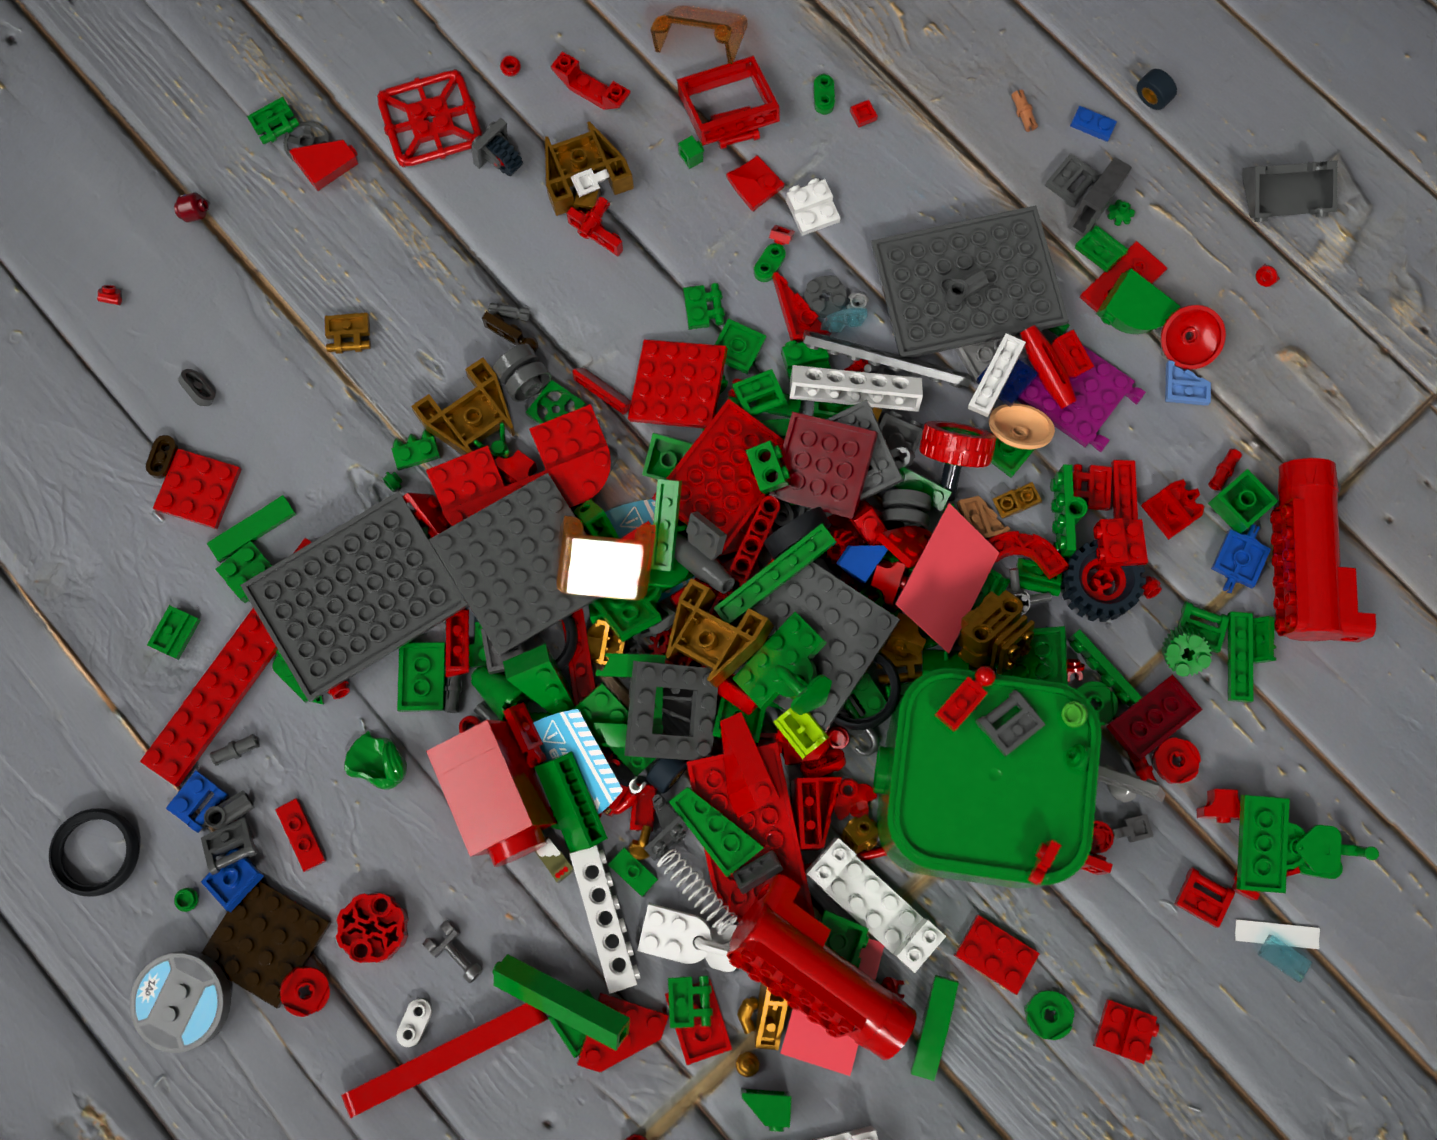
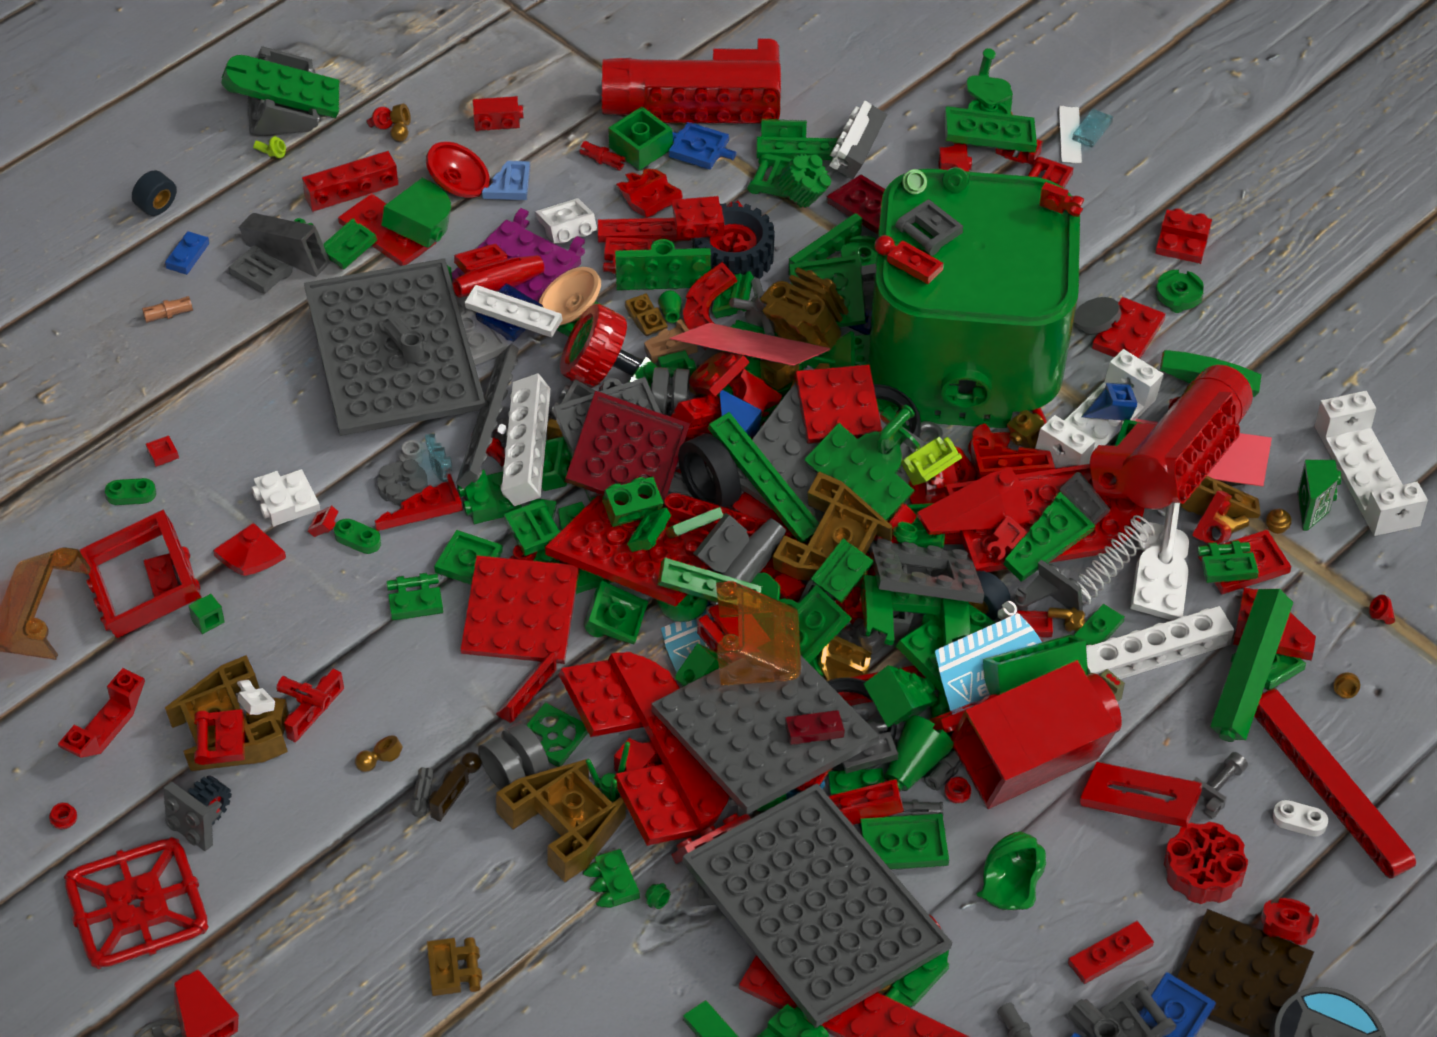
camera: 90 degrees left, 25 degrees down
(414, 906) = (1175, 812): none -> red piece
(503, 599) = (814, 727): none -> dark red plate
(547, 284) = (386, 749): none -> pearl gold plate
(550, 1093) = (1346, 685): none -> pearl gold plate
(553, 164) = (228, 737): none -> red plate
(668, 636) = (842, 570): none -> green plate
(714, 790) = (1006, 537): none -> red plate
(718, 501) = (694, 523): none -> piece
(723, 700) = (905, 532): none -> green plate
(733, 479) = (649, 530): none -> green plate
(735, 997) = (1218, 506): none -> red plate
(856, 644) = (837, 397): none -> red plate
(883, 918) = (1113, 403): none -> blue slope
(1011, 923) = (1097, 315): none -> dark grey tile
(1024, 520) = (670, 305): none -> green cone
(1133, 433) = (567, 221): none -> white plate
(1180, 248) = (350, 181): none -> red brick
(1225, 187) = (275, 148): none -> lime plate
(1246, 709) = (857, 139): none -> piece
(1267, 291) = (401, 118): none -> pearl gold plate
(1275, 375) = (497, 113): none -> red brick
(1295, 185) = (281, 84): none -> green plate

